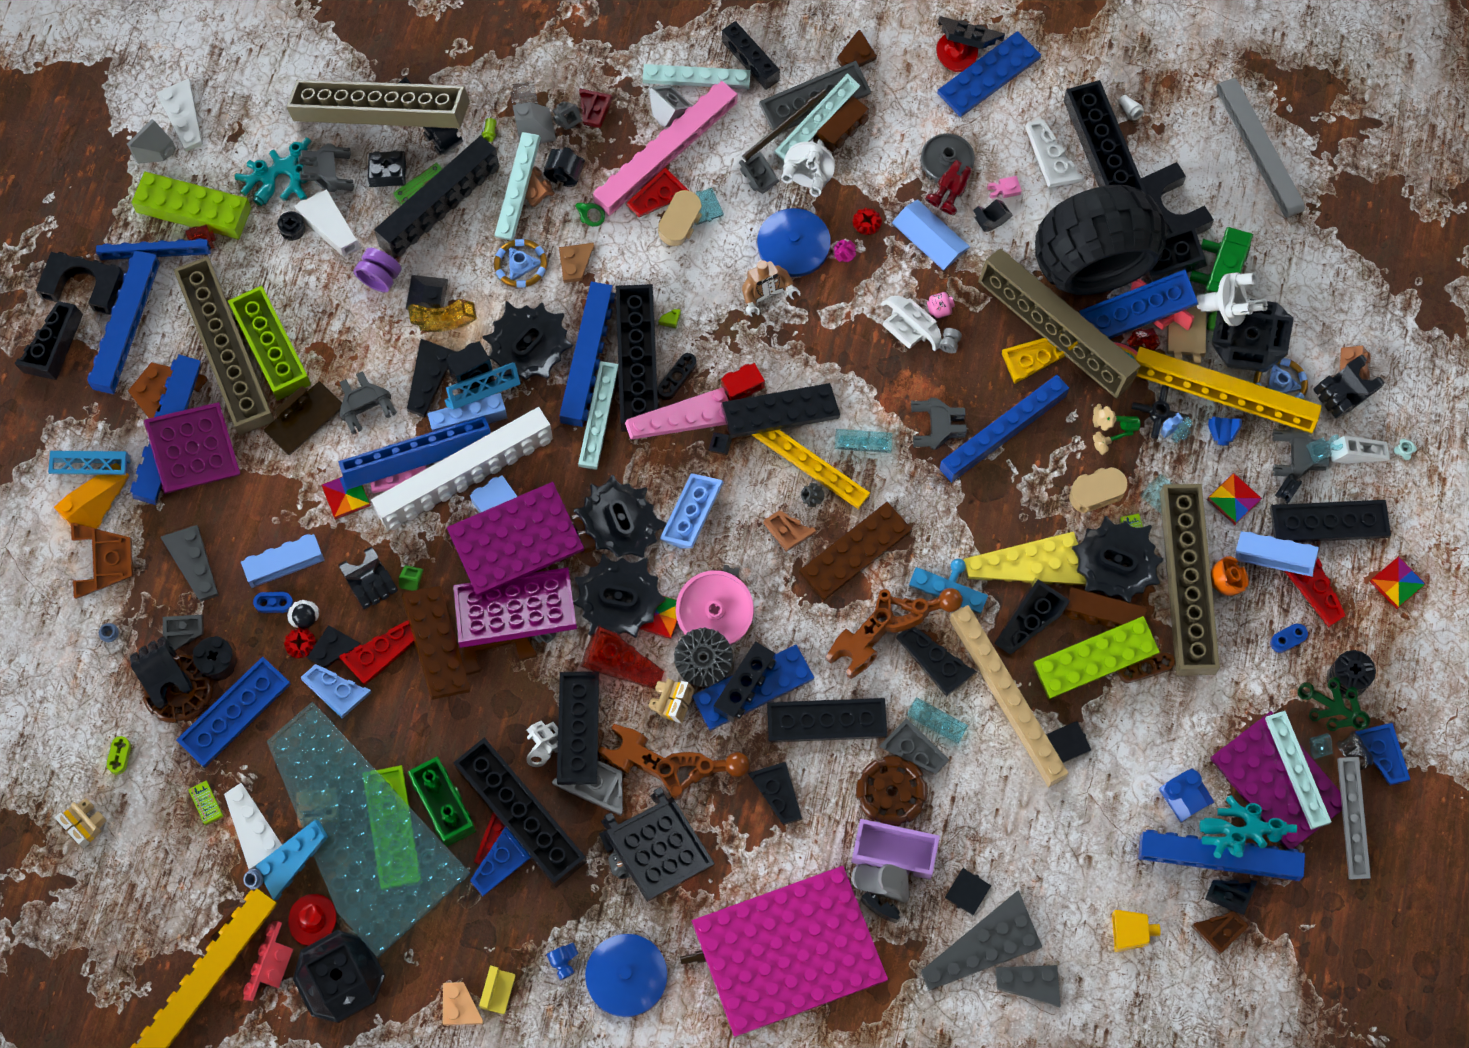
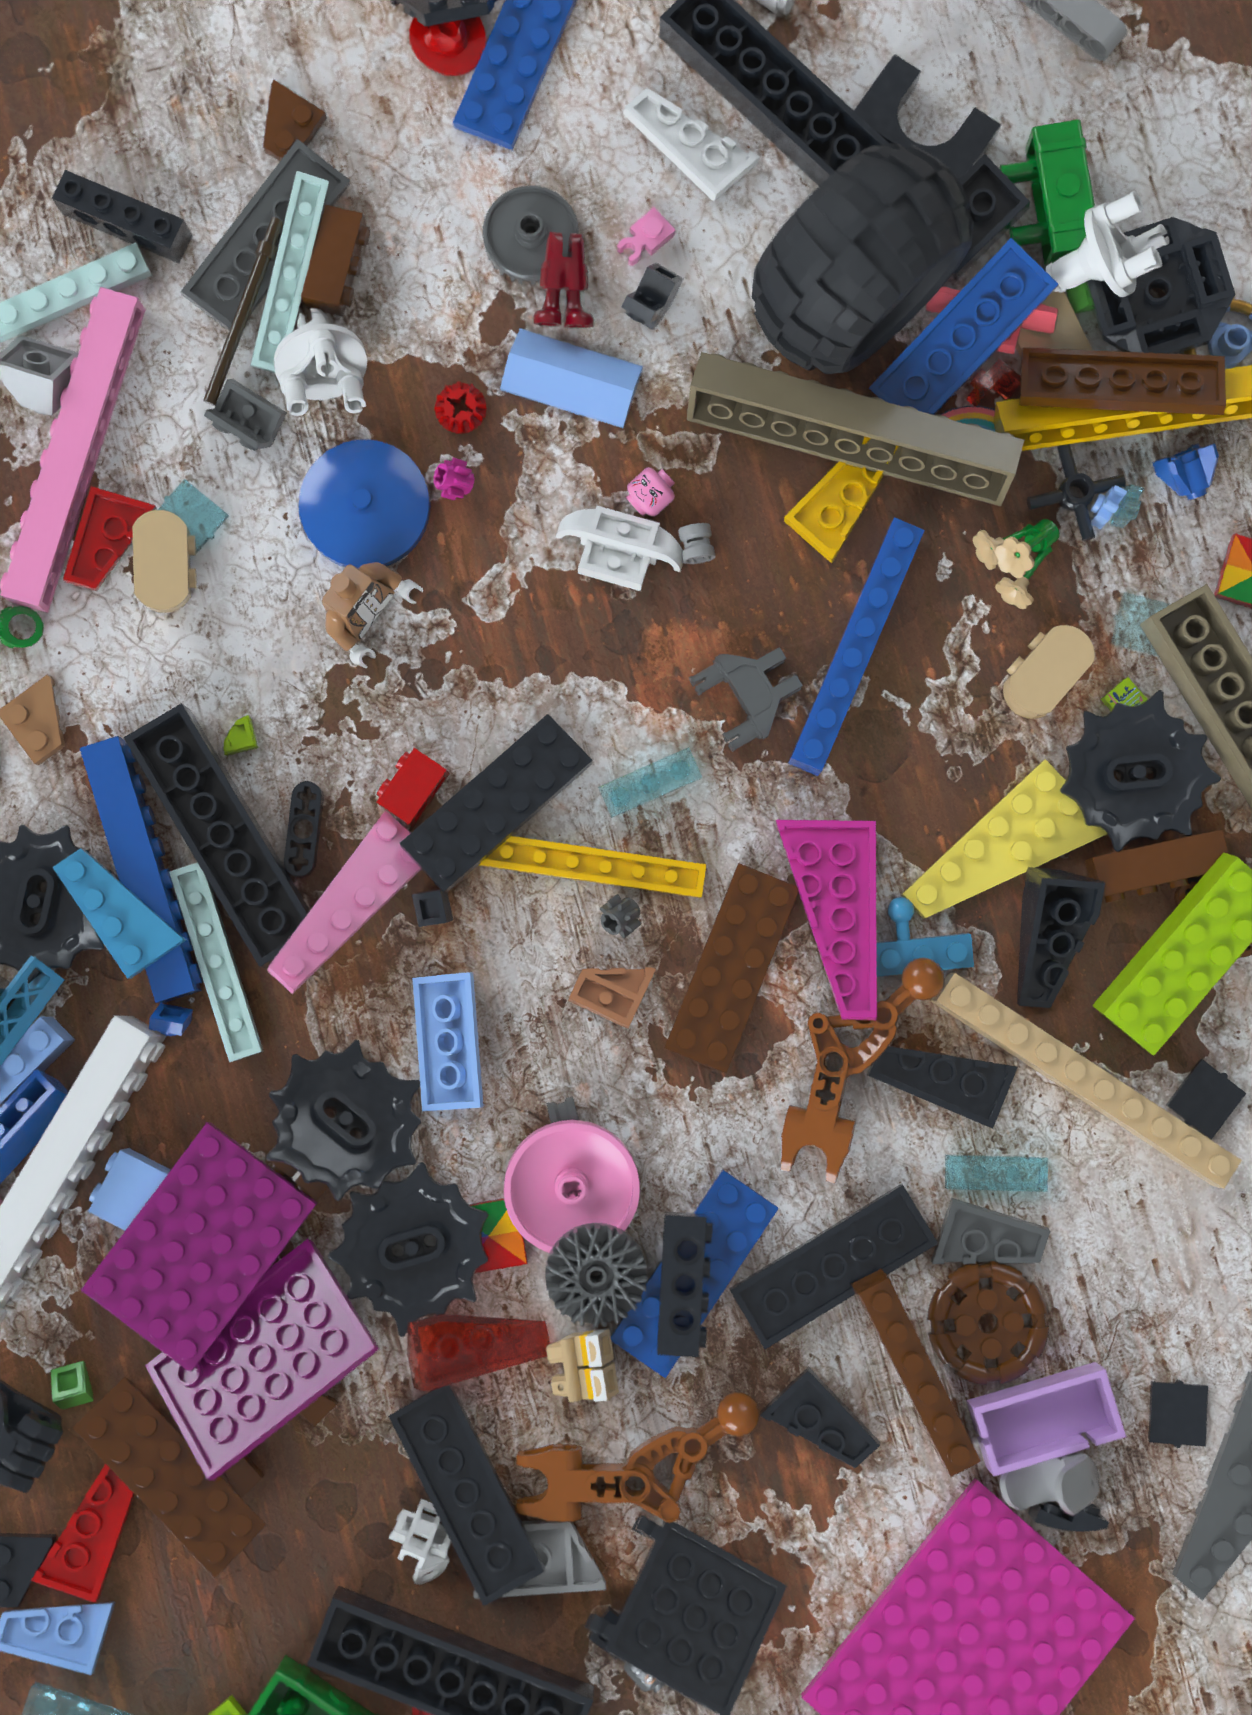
camera: 30 degrees left, 15 degrees up
(560, 430) = (170, 1019): none -> blue plate
(566, 370) = (119, 917): none -> dark azure wing
(840, 790) = (916, 1372): none -> reddish brown arch
(930, 538) = (837, 887): none -> dark pink wing
(1208, 365) = (1123, 381): none -> reddish brown plate

